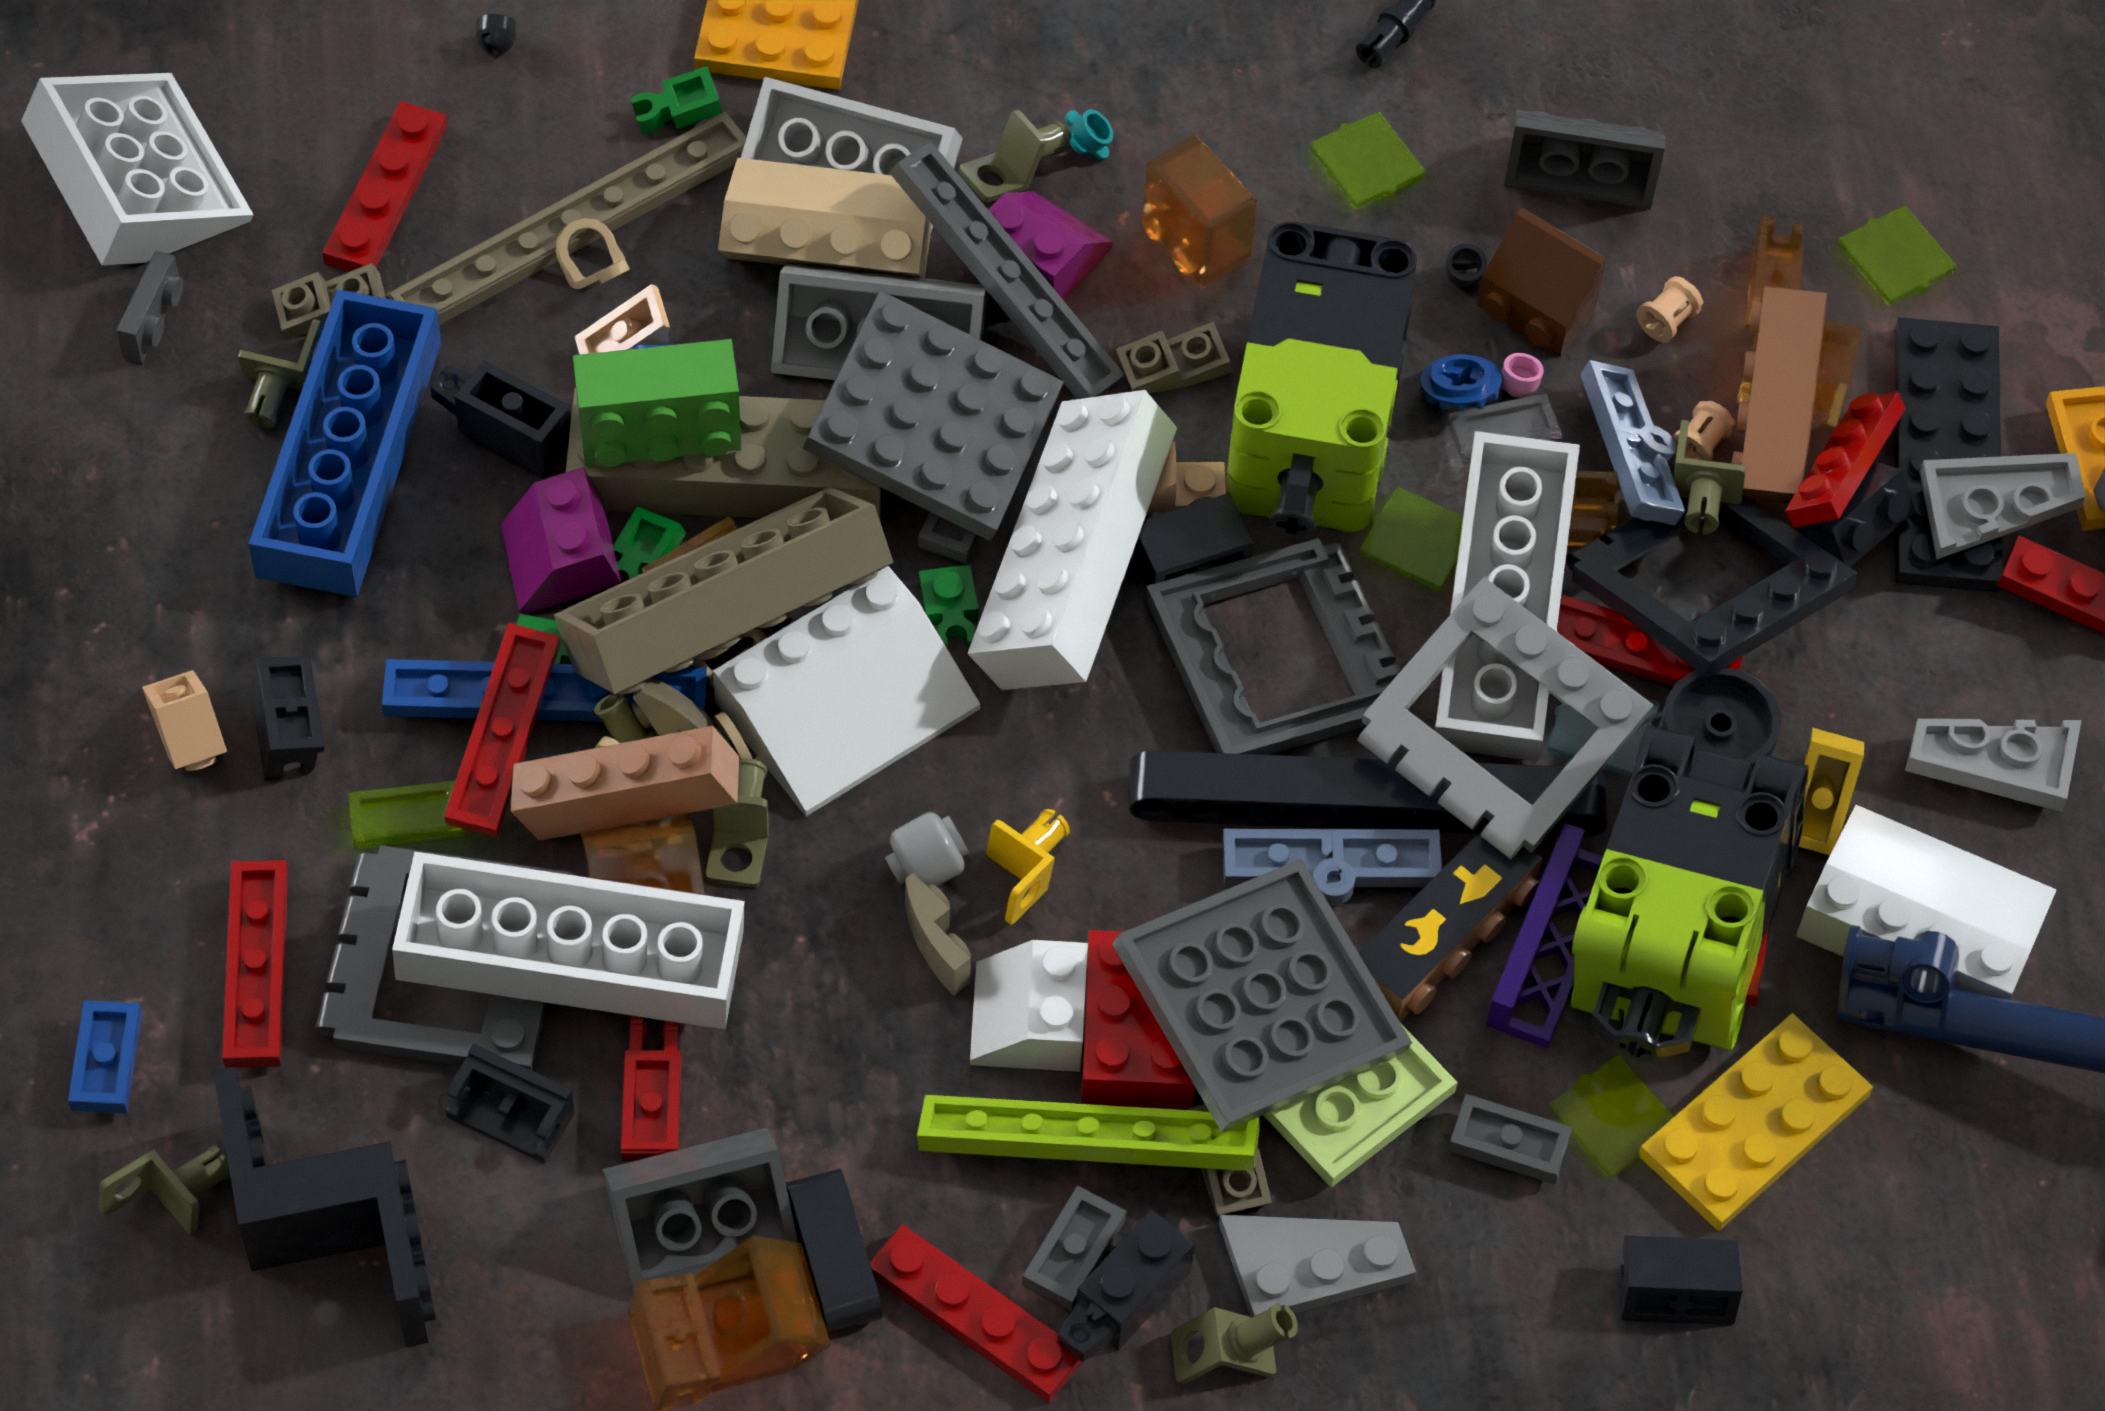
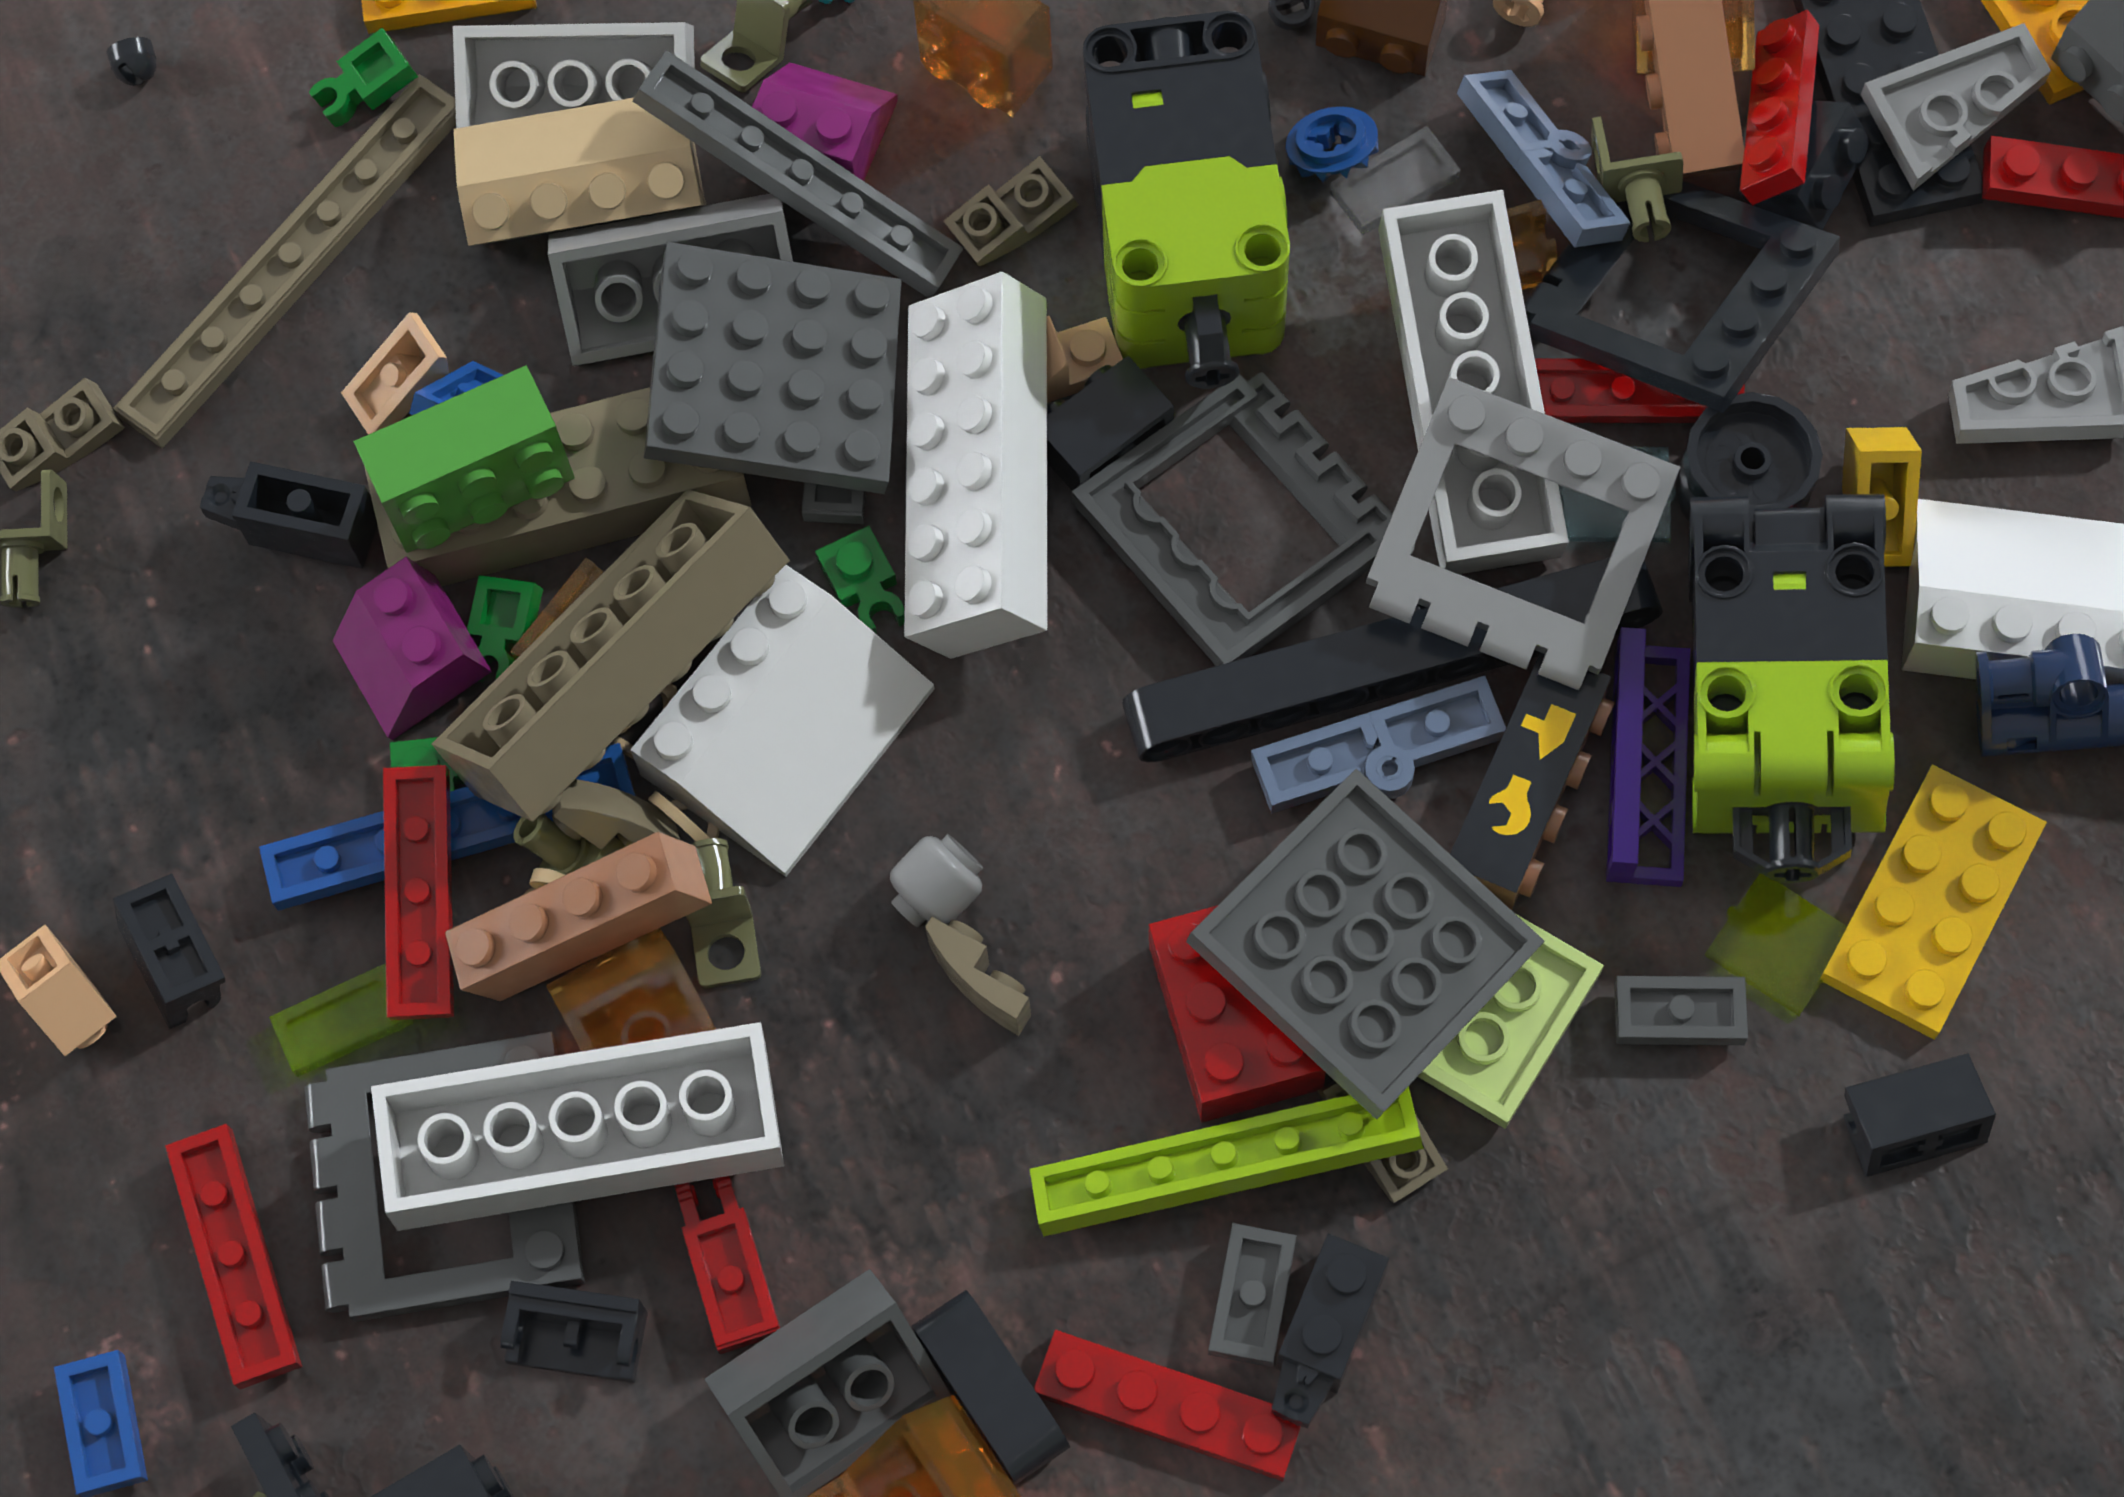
camera: 10 degrees left, 10 degrees up
(345, 443) = (127, 604): blue brick -> none
(385, 188) = (70, 281): red plate -> none
(568, 267) = (358, 304): tan piece -> none
(1027, 858) = (1046, 850): yellow bracket -> none
(1030, 1007) = (1110, 1027): white slope -> none
(1233, 1341) = (1462, 1350): olive bracket -> none
(1313, 1259) = (1514, 1222): light grey wing -> none
(1415, 539) = (1342, 338): clear neon green piece -> none
(1521, 375) = (1394, 113): bright pink hinge -> none
(1707, 434) = (1630, 107): light nougat bush -> none

